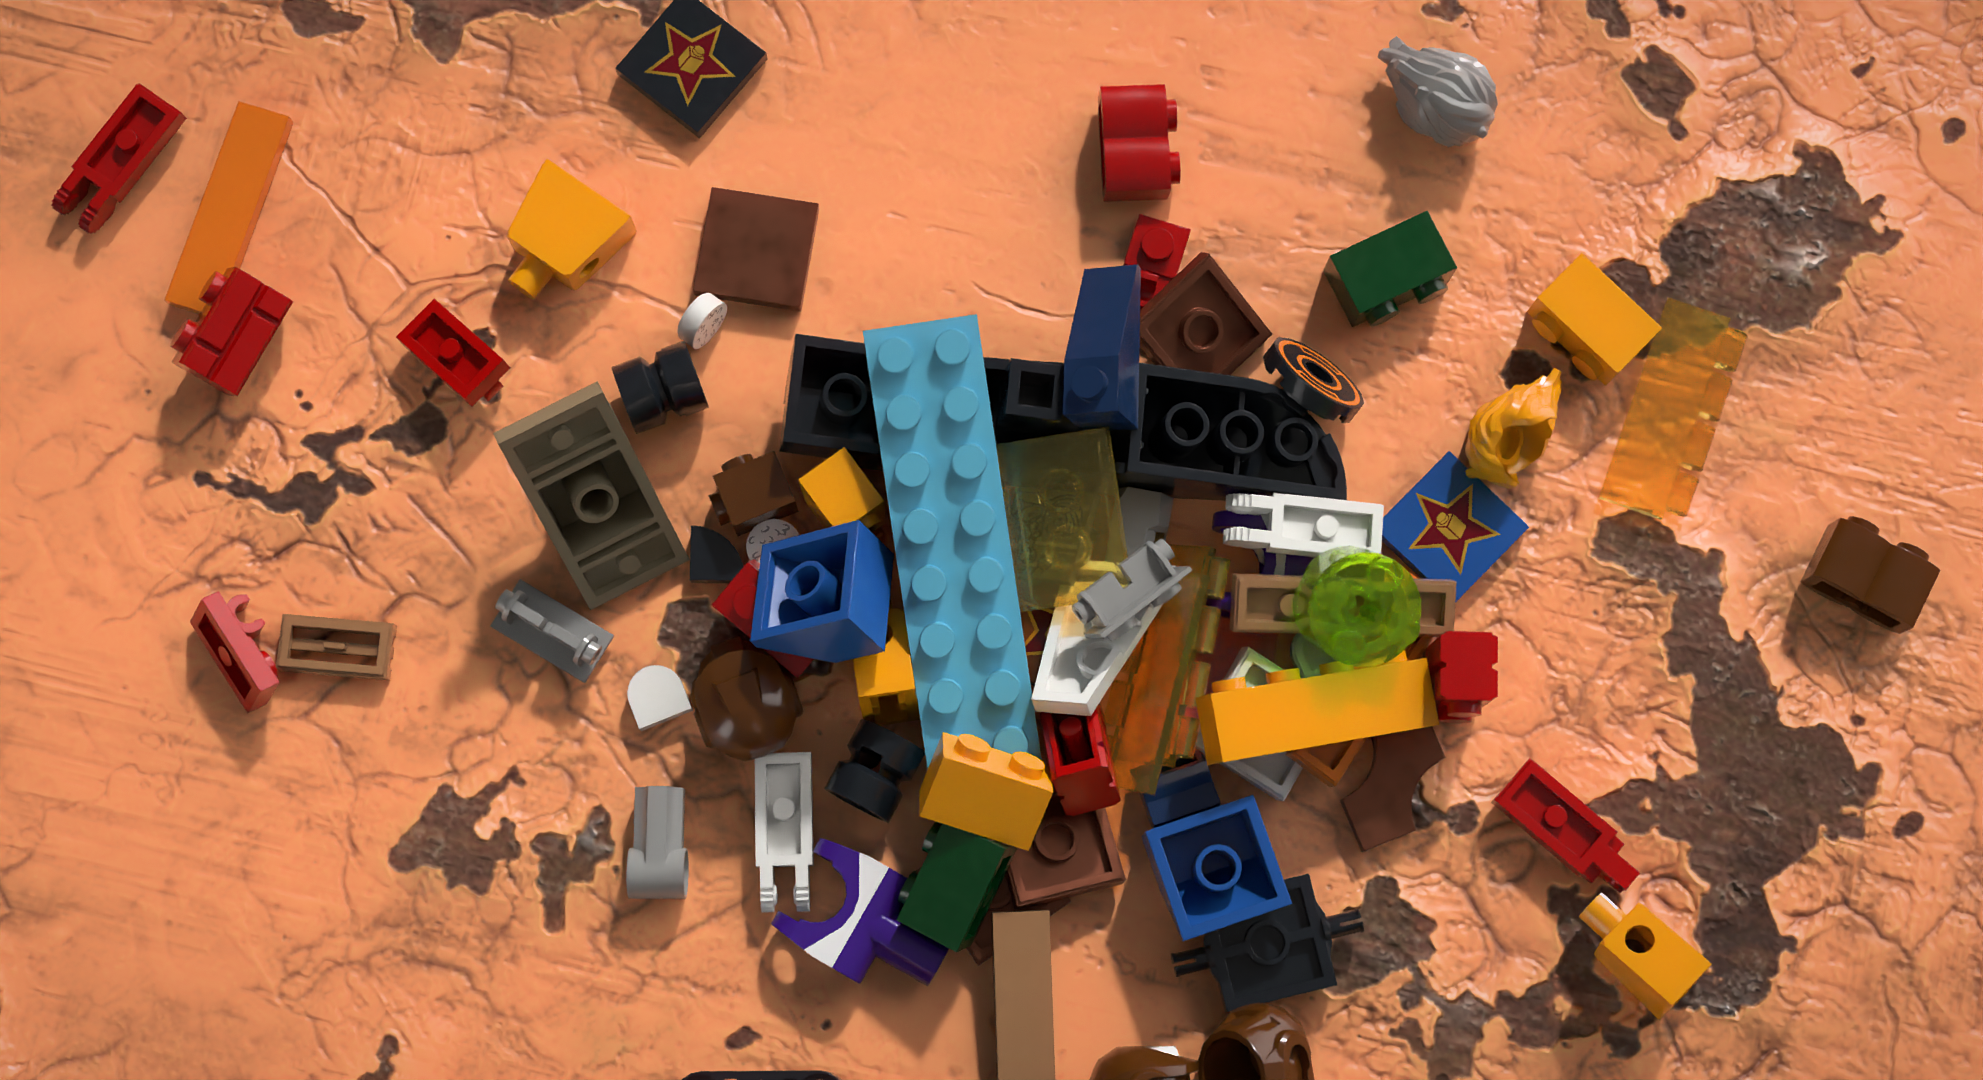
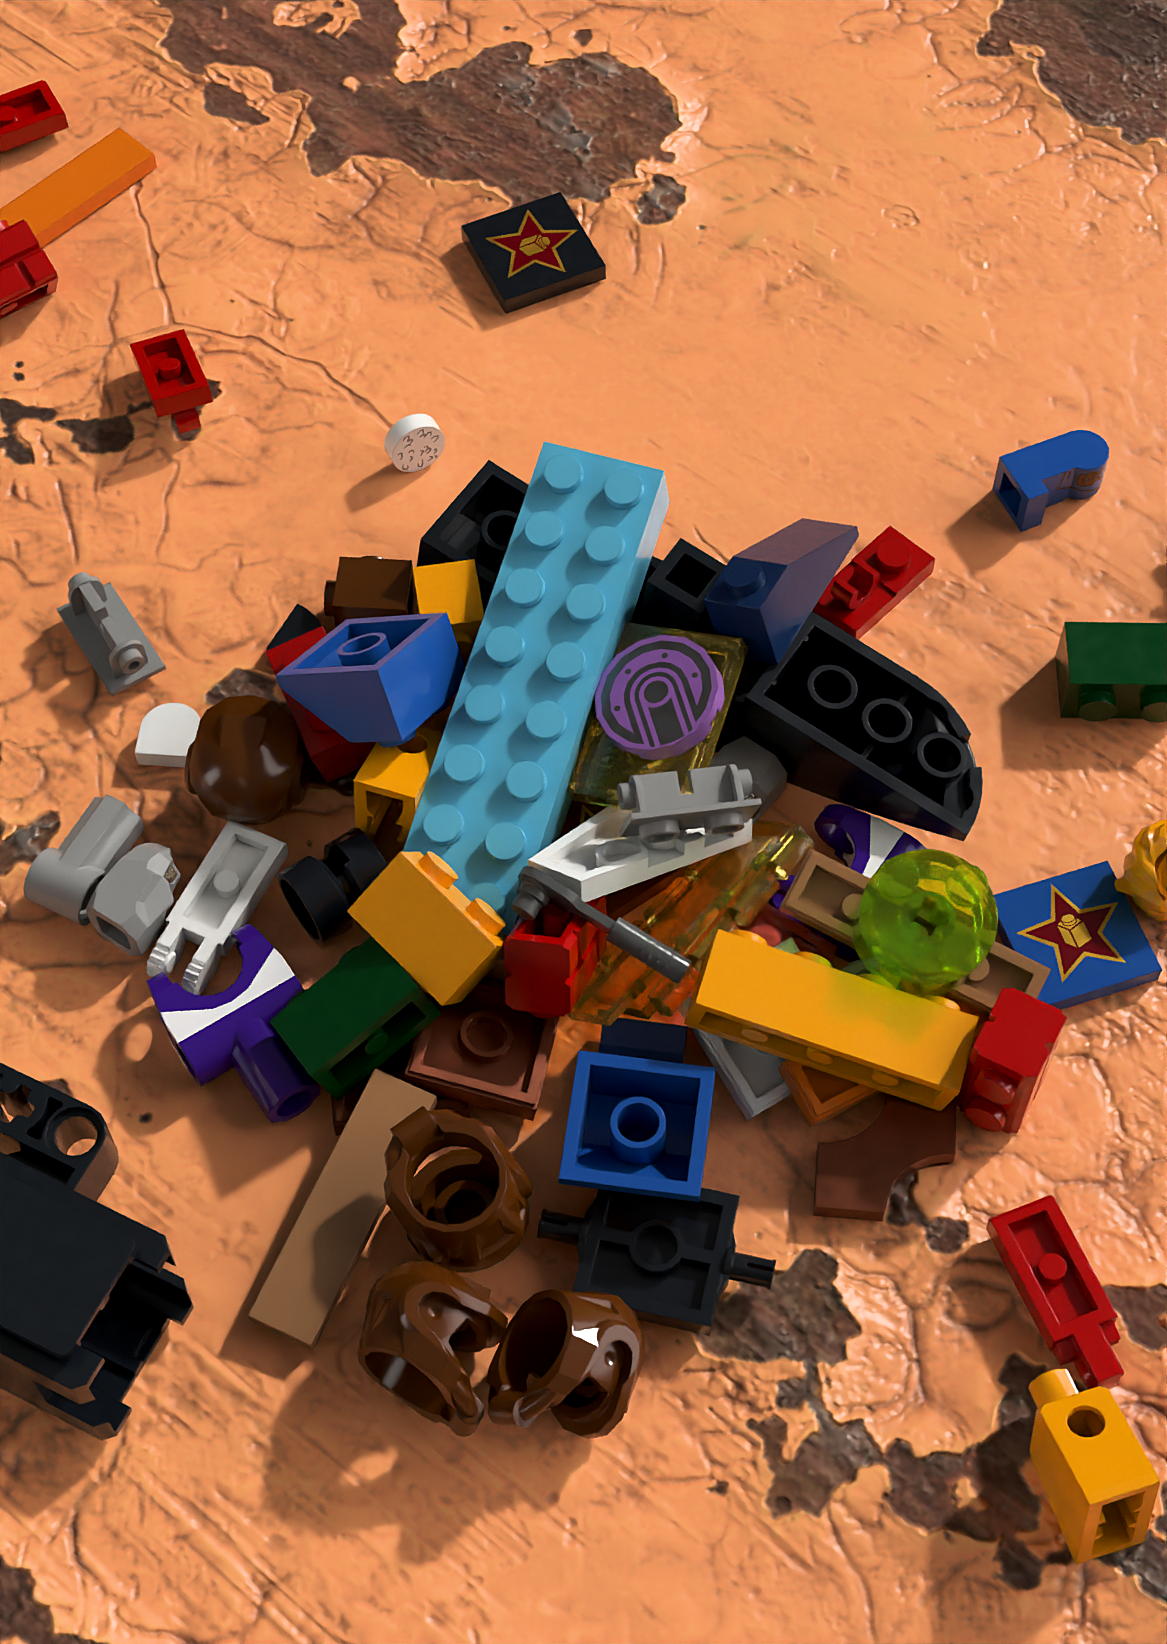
camera: 30 degrees right, 20 degrees down
(564, 232) = (334, 326): light orange torso -> none
(592, 495) = (213, 511): dark tan brick -> none
(659, 387) = (339, 474): black wheel -> none
(721, 855) = (135, 898): none -> light grey rock
(756, 249) = (504, 412): copper tile -> none
(1055, 726) = (539, 889): none -> dark grey piece
(1062, 508) = (659, 697): none -> tile
(1109, 983) = (464, 1205): none -> reddish brown helmet
(1136, 142) = (917, 465): red brick -> none
(1201, 321) = (906, 622): copper tile -> none
(1255, 87) = (1049, 473): none -> blue leg
(1305, 524) = (897, 827): white hinge -> none
(1313, 380) = (989, 724): black tile -> none

